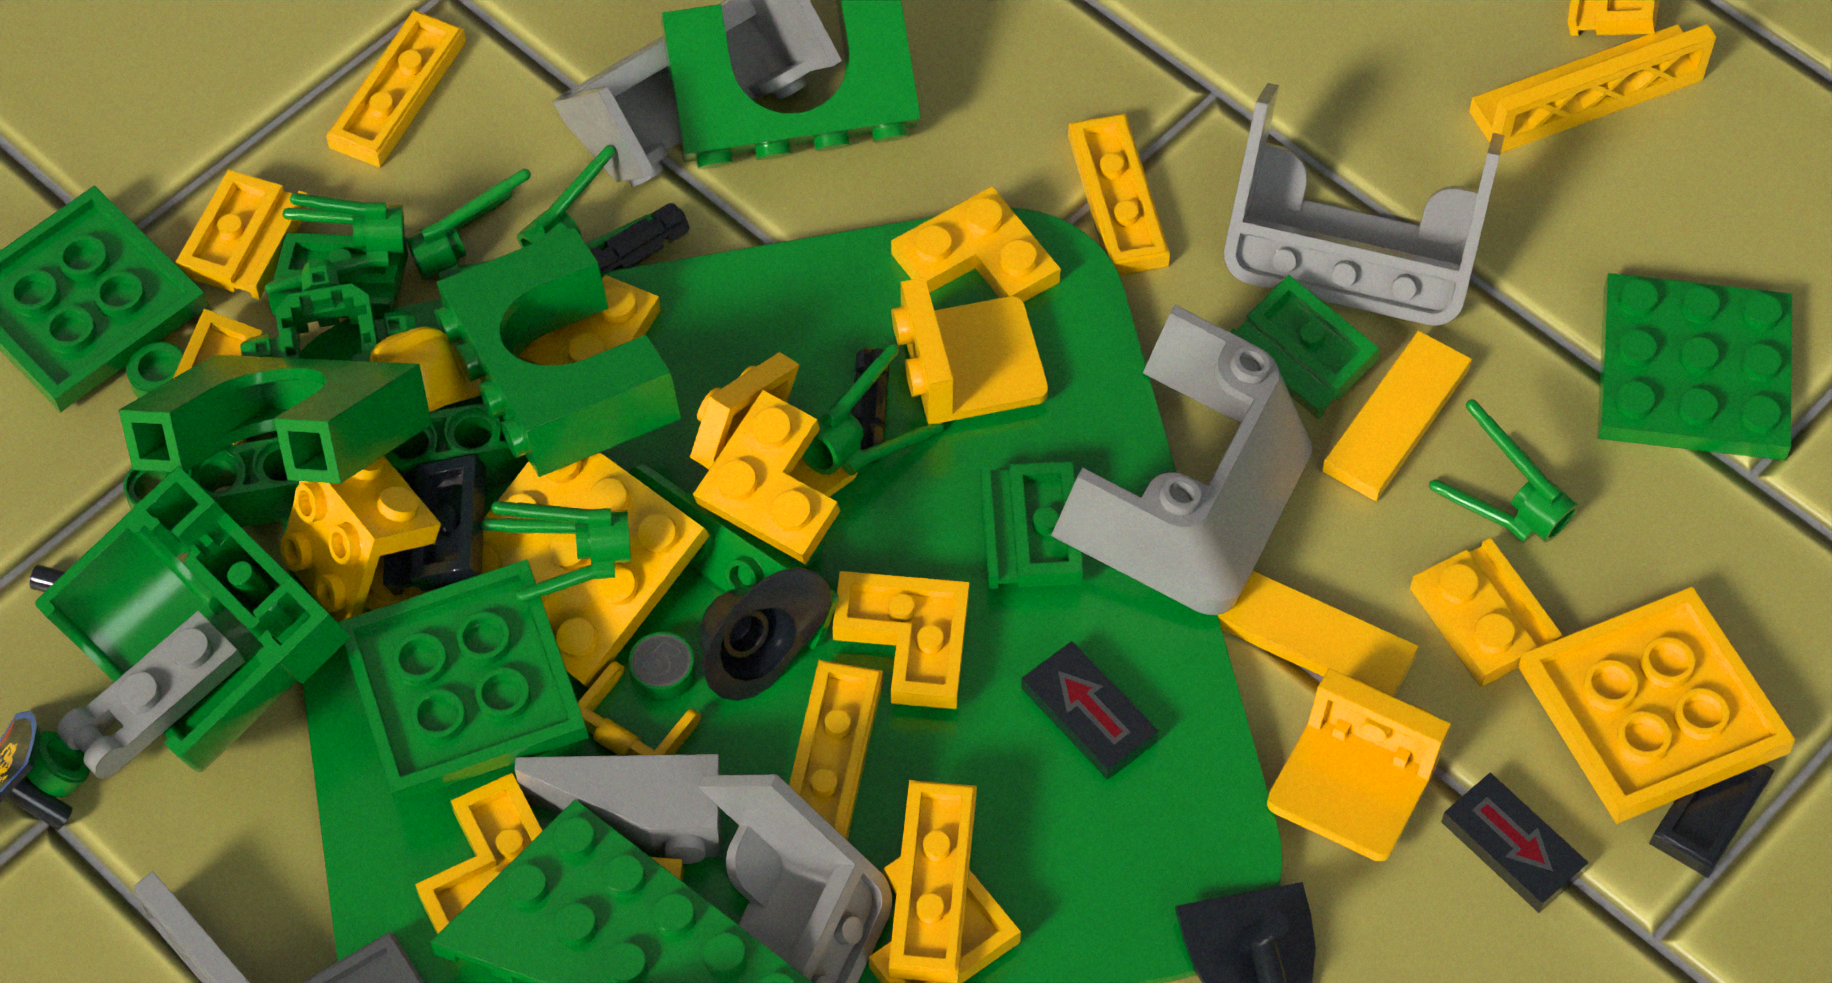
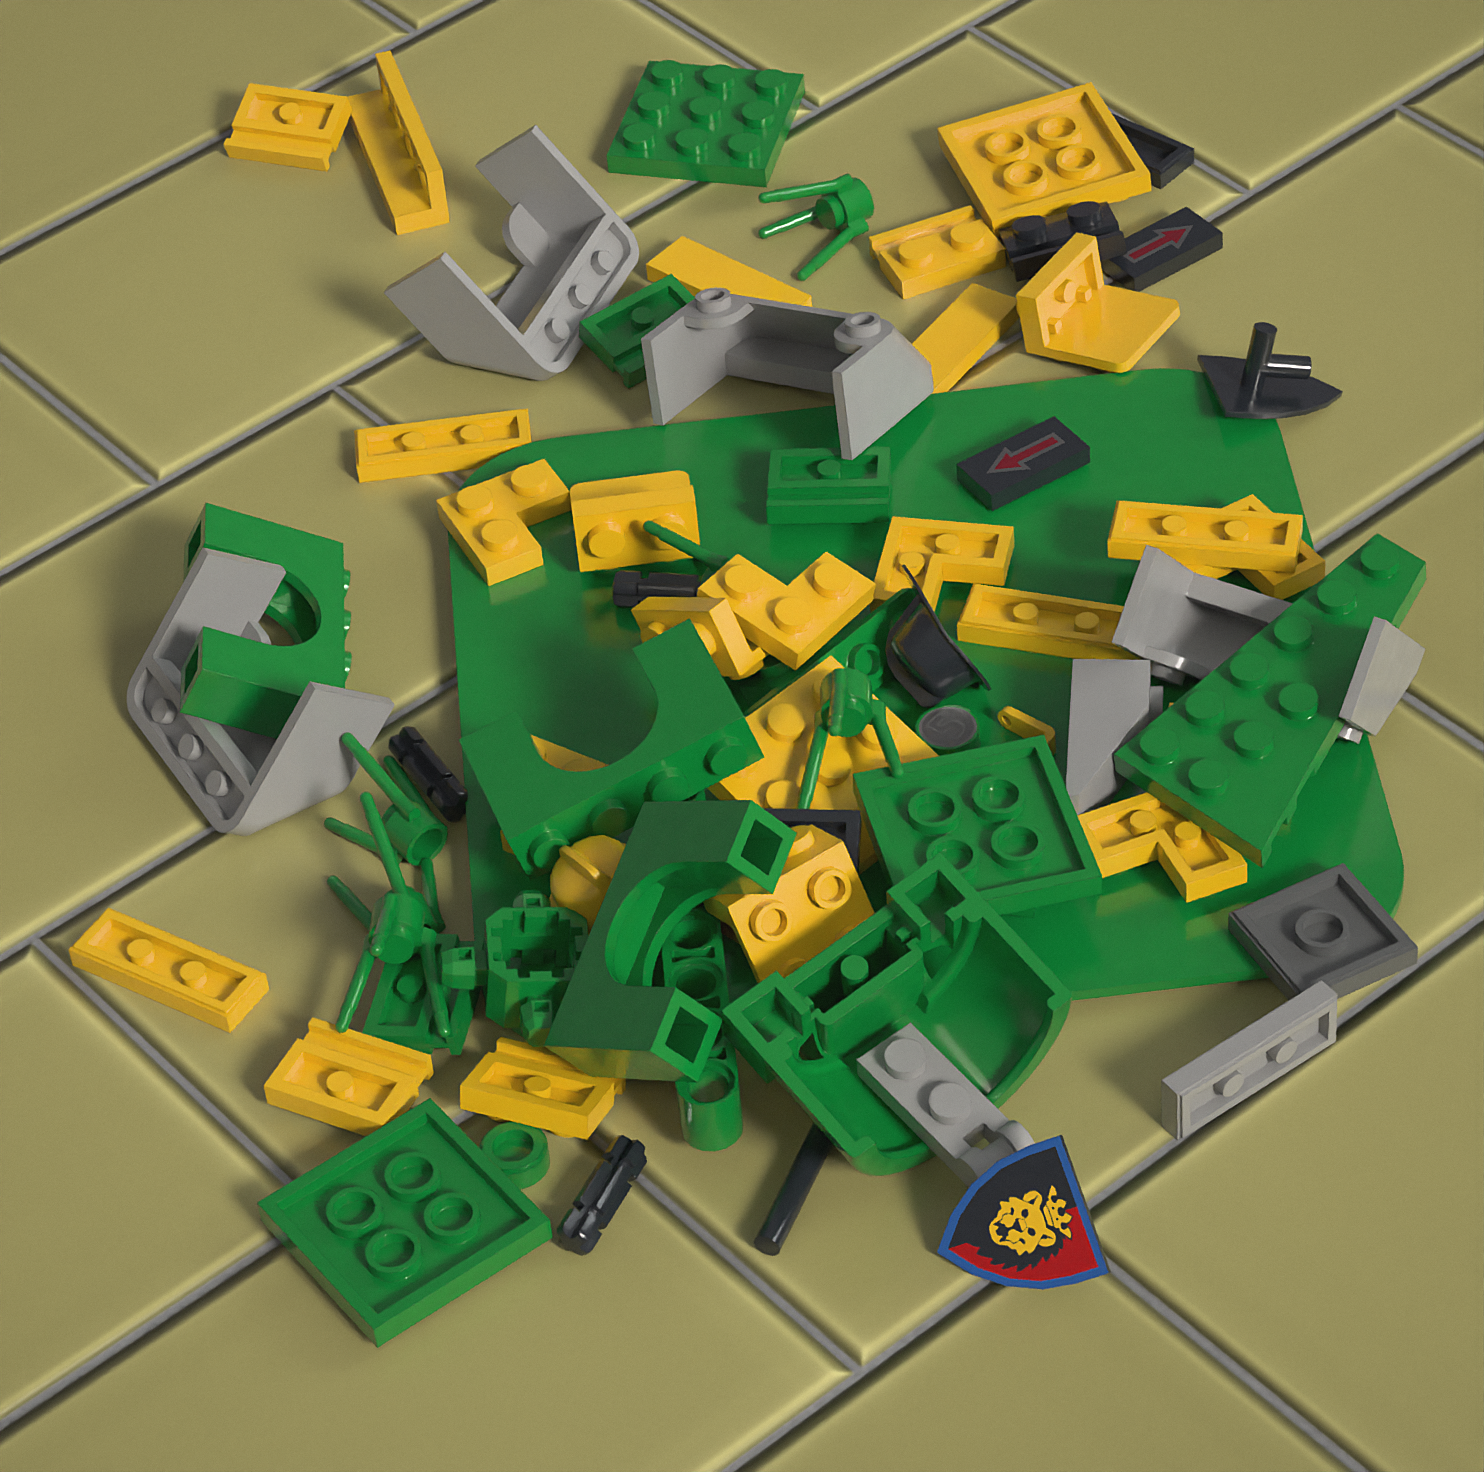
camera: 80 degrees left, 15 degrees down
(87, 436) = (601, 1195): none -> black axle
(1501, 732) = (1036, 238): none -> black plate

